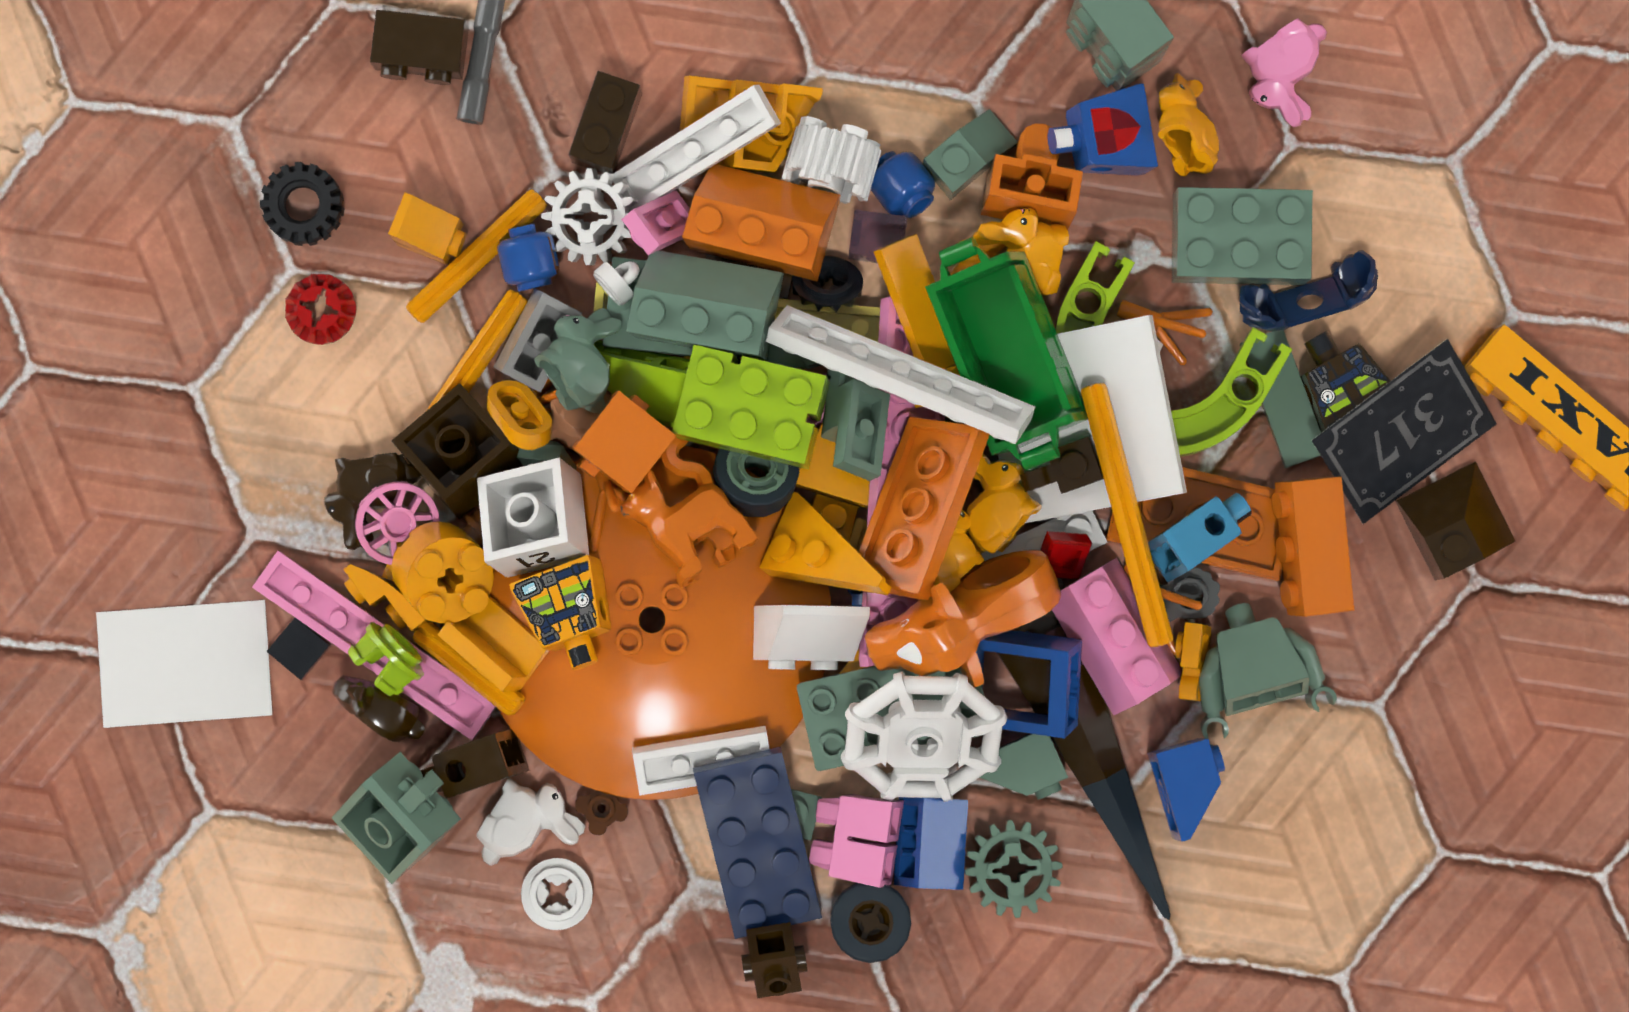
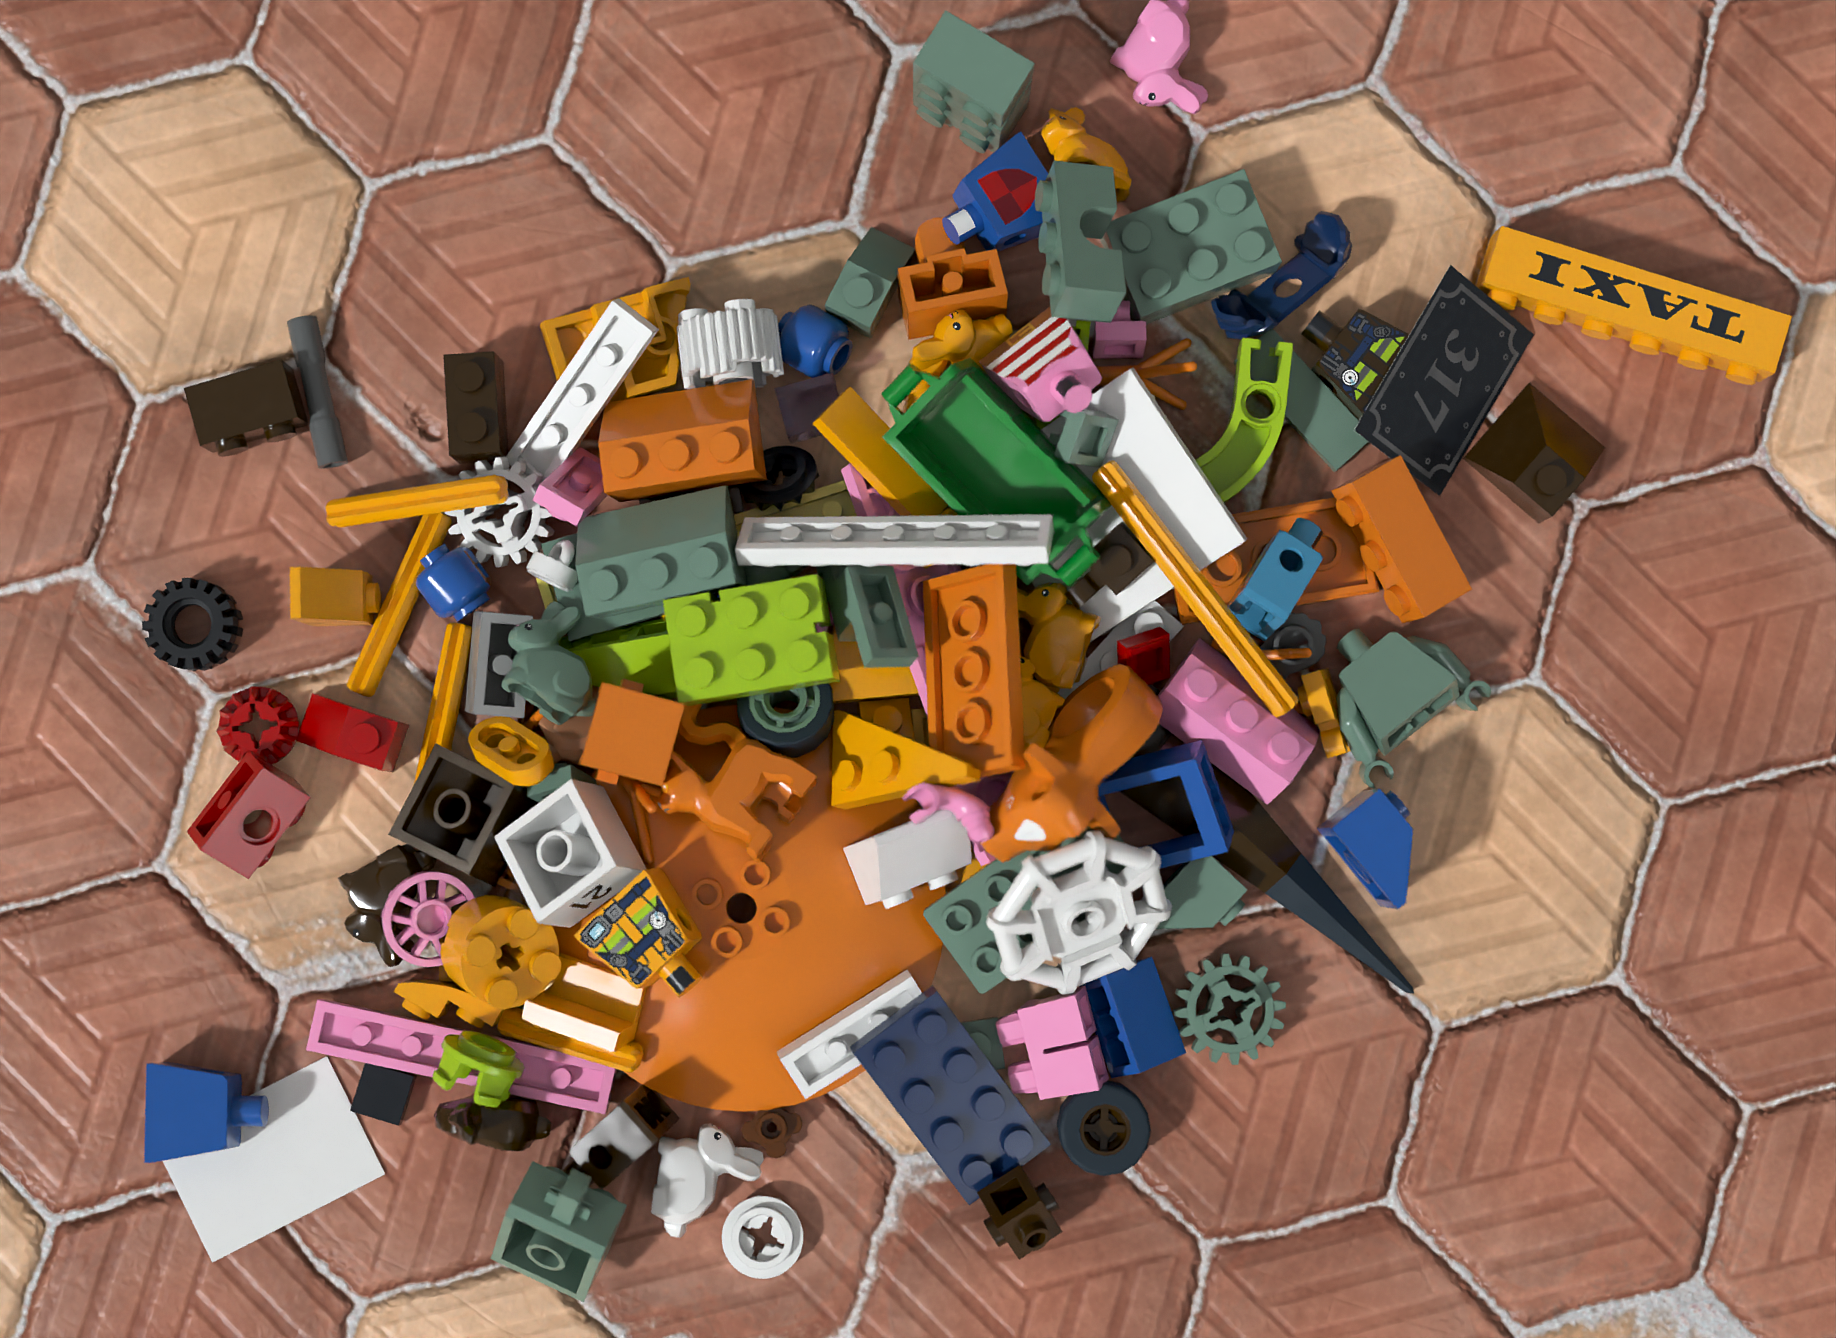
camera: 20 degrees left, 0 degrees up
(143, 600) = (196, 1111): none -> blue torso
(292, 356) = (248, 788): none -> brick
(394, 345) = (352, 733): none -> red slope
(526, 180) = (417, 501): none -> light orange axle
(867, 612) = (967, 808): none -> bright pink piece
(1081, 284) = (1044, 368): none -> torso
(1088, 354) = (1084, 437): none -> sand green tile
(1139, 223) = (1079, 276): none -> sand green arch
(1154, 283) = (1120, 337): none -> bright pink tile

